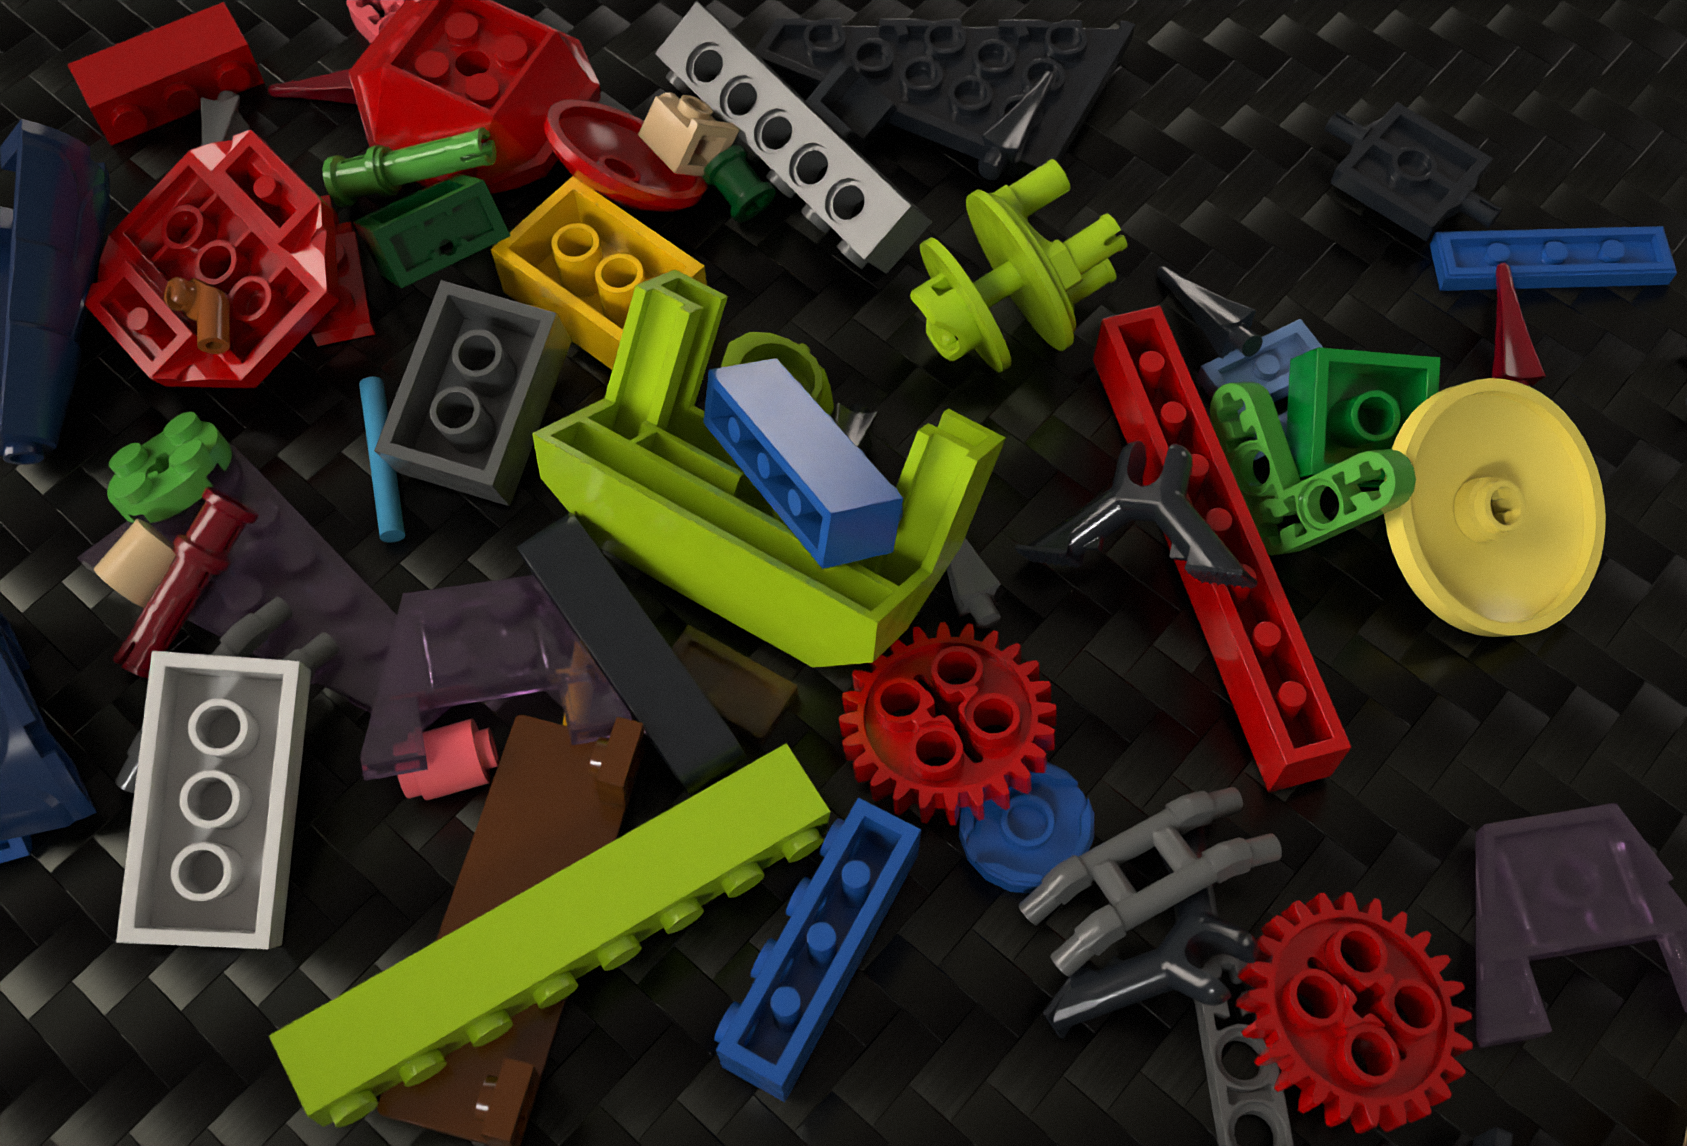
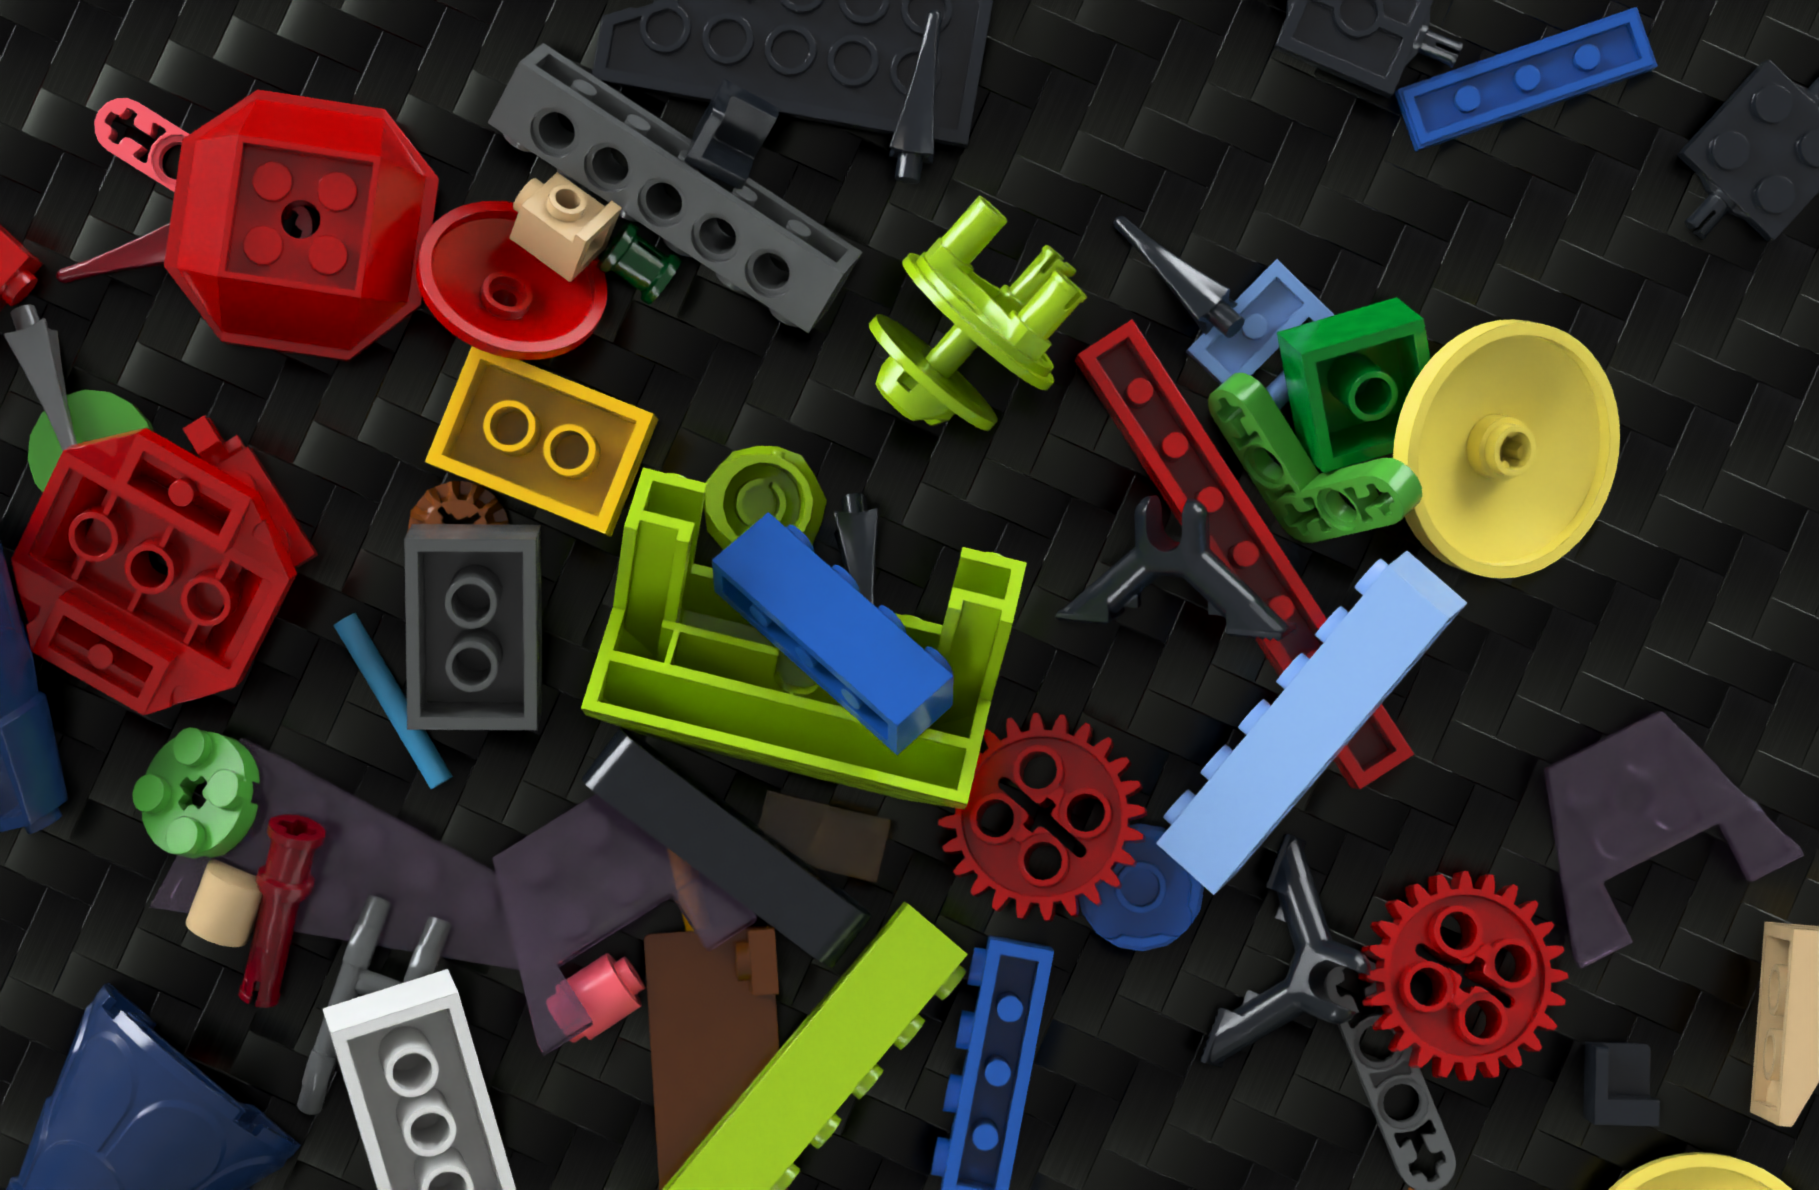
camera: 20 degrees left, 25 degrees up
(205, 306) = (170, 627): dark orange arm -> none
(386, 170) = (255, 369): bright green pin -> none
(408, 233) = (392, 448): dark green window -> none
(973, 587) = (1022, 660): dark grey piece -> none
(1133, 907) = (1298, 913): dark grey piece -> none
(1254, 667) = (1310, 721): none -> light blue brick
(1514, 352) = (1503, 234): dark red piece -> none

